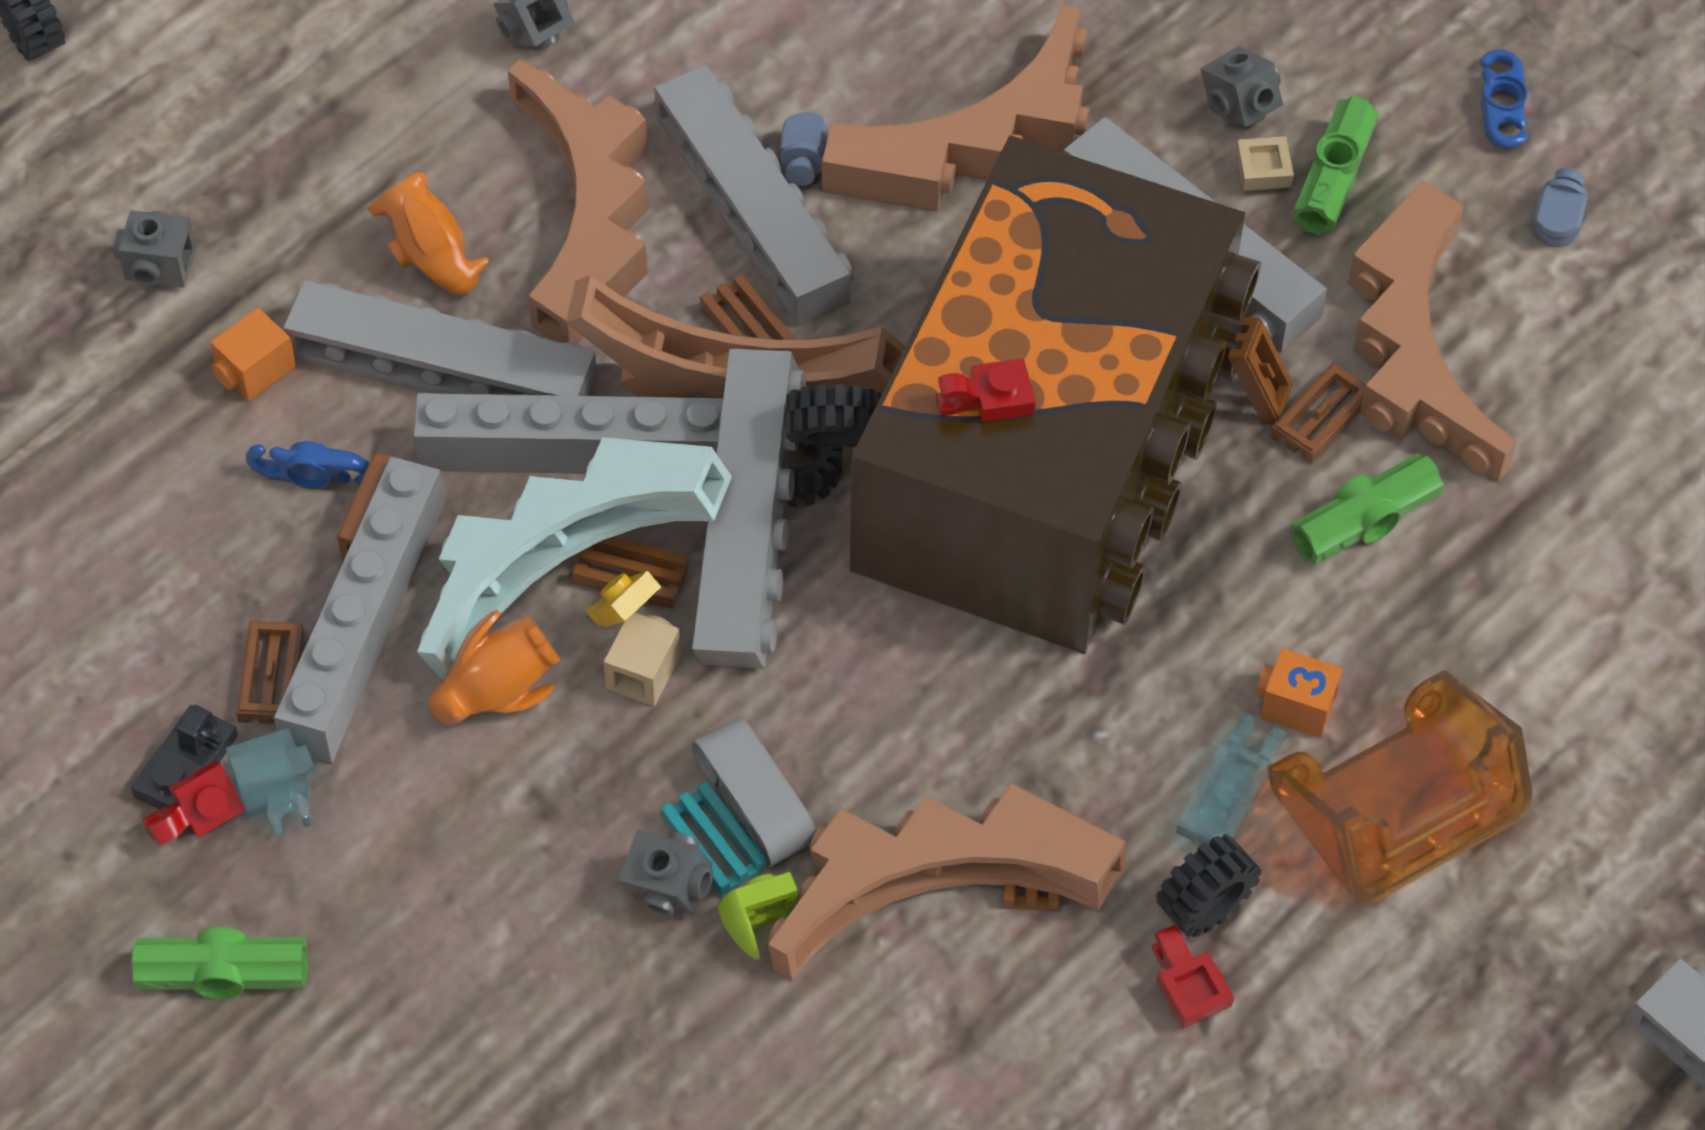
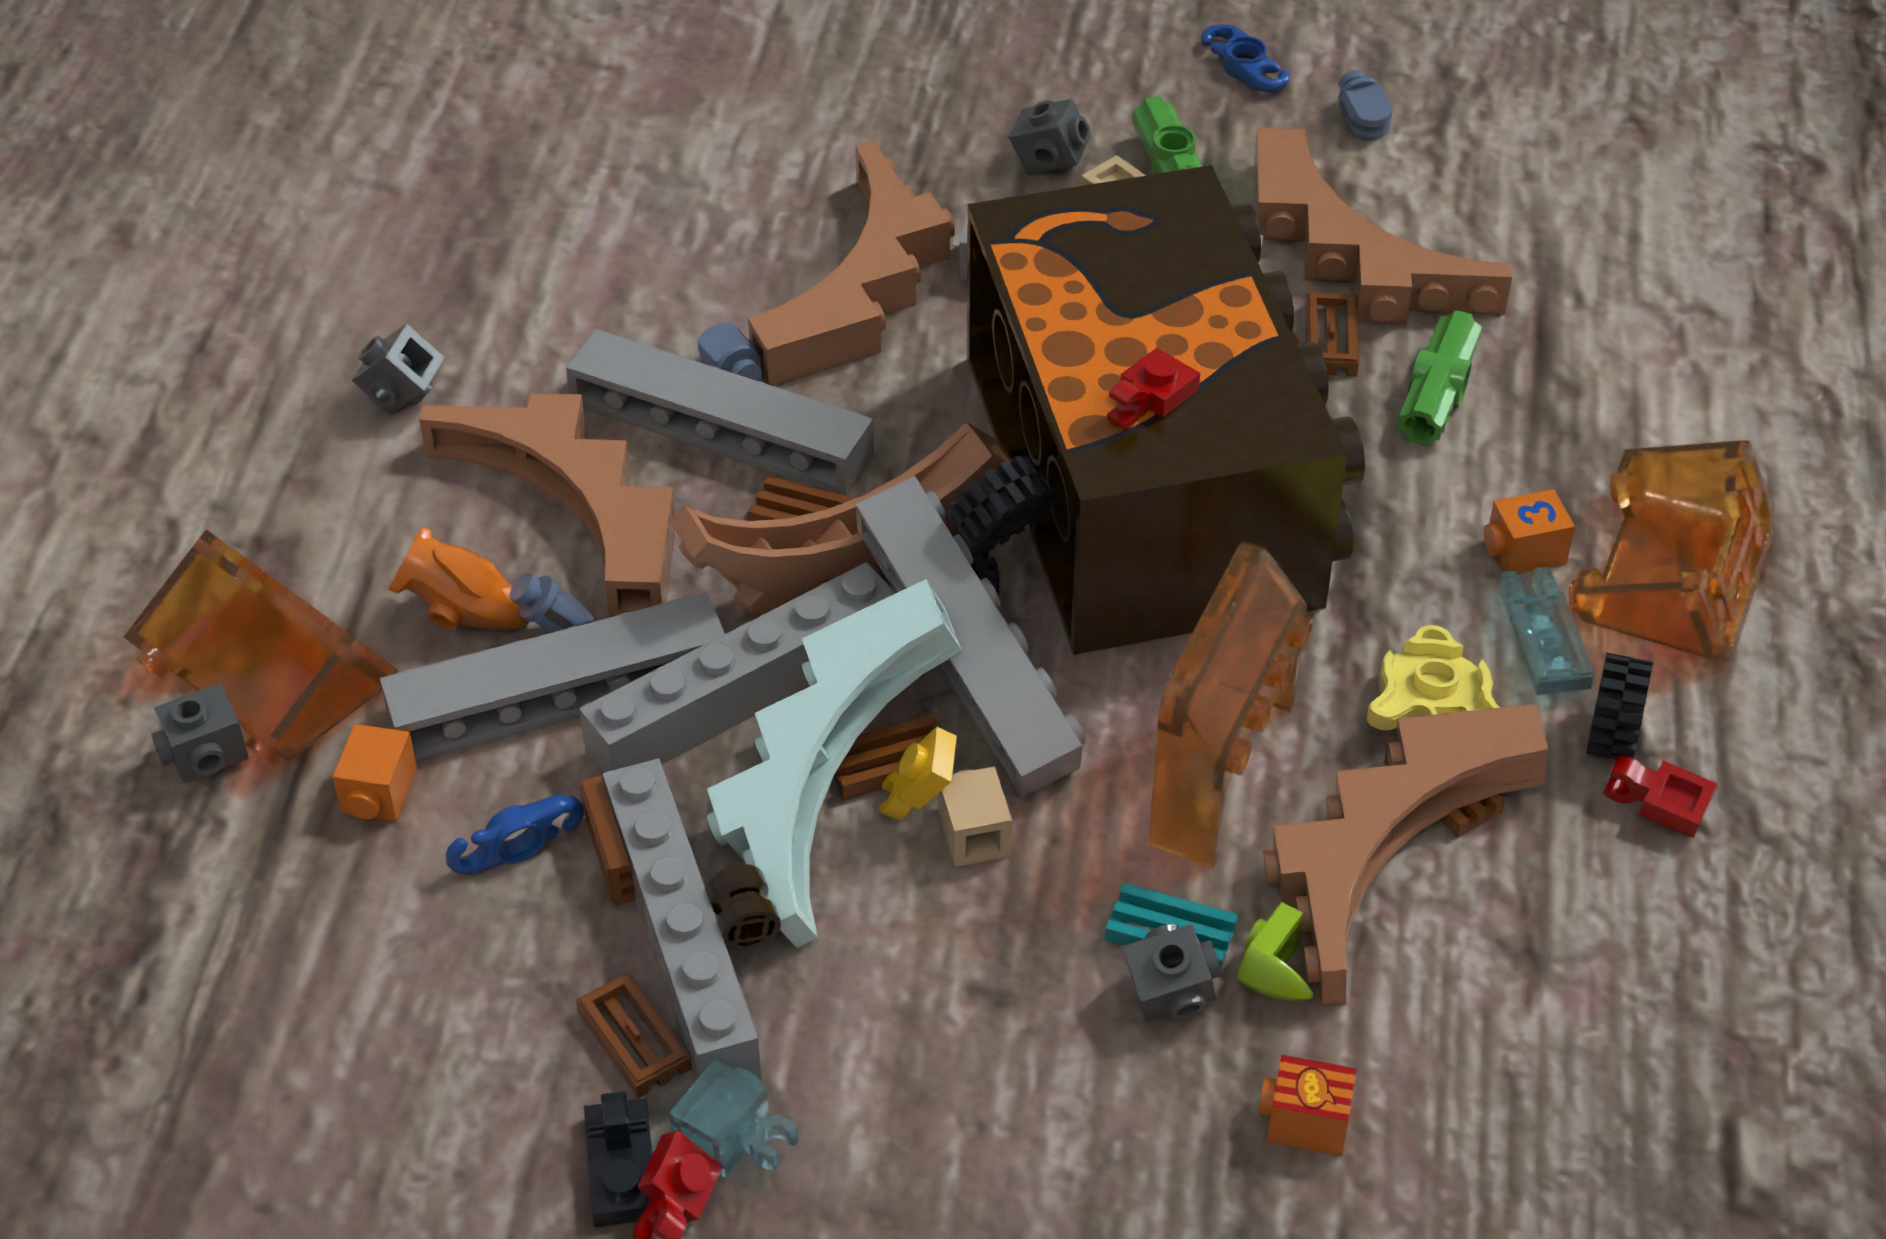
camera: 35 degrees left, 10 degrees down
(252, 201) = (273, 653): none -> clear orange windscreen
(400, 626) = (744, 912): none -> dark brown wheel
(478, 292) = (547, 603): none -> sand blue arm
(495, 671) = (858, 897): orange animal -> none
(679, 1037) = (1308, 1104): none -> orange brick
(754, 790) = (1173, 861): light grey beam -> none
(870, 665) = (1219, 693): none -> clear orange windscreen
(1093, 772) = (1429, 680): none -> light yellow tile

